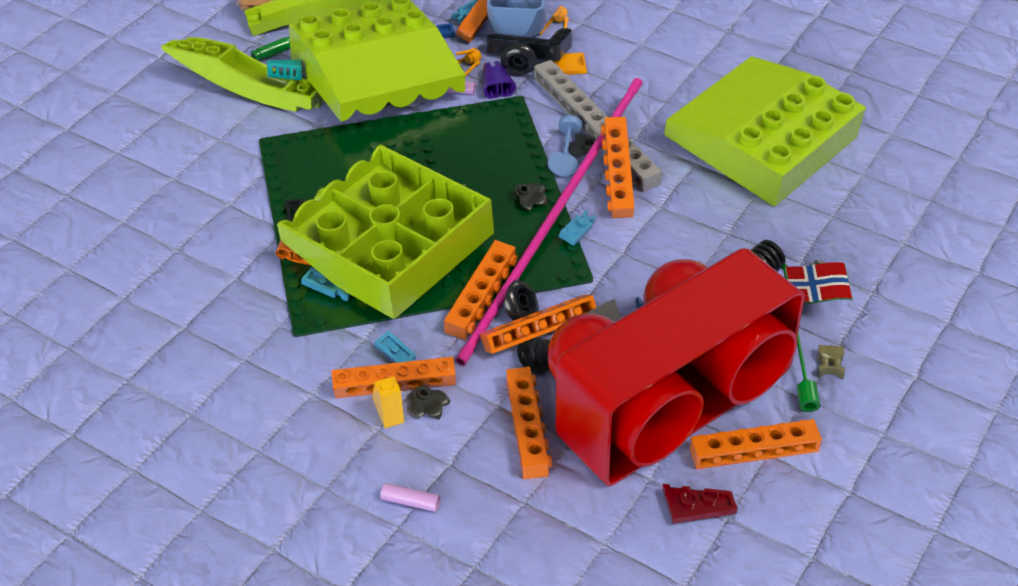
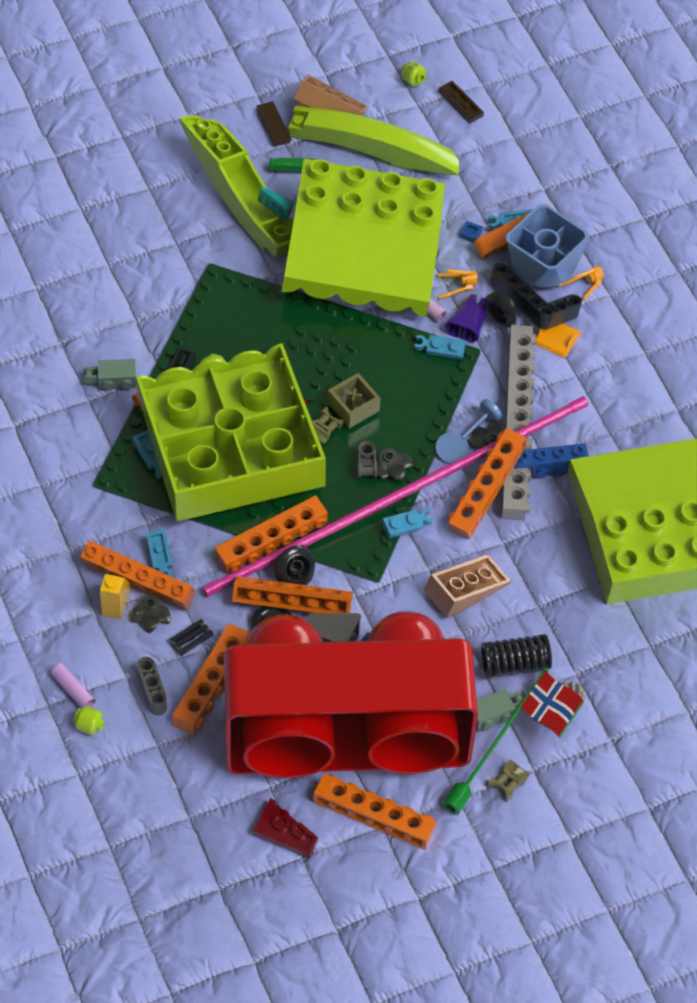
camera: 30 degrees right, 10 degrees up
(233, 32) = (273, 124): none -> dark brown tile
(243, 246) = (112, 374): none -> sand green brick
(449, 515) = (89, 720): none -> lime head
(463, 165) = (353, 400): none -> olive brick
(481, 456) = (155, 693): none -> dark grey beam
(483, 389) = (190, 634): none -> black tile
(493, 104) = (441, 346): none -> dark azure plate
(509, 201) = (366, 462): none -> dark grey piece
(649, 131) = (550, 460): none -> blue bracket
(662, 244) = (465, 584): none -> medium nougat slope

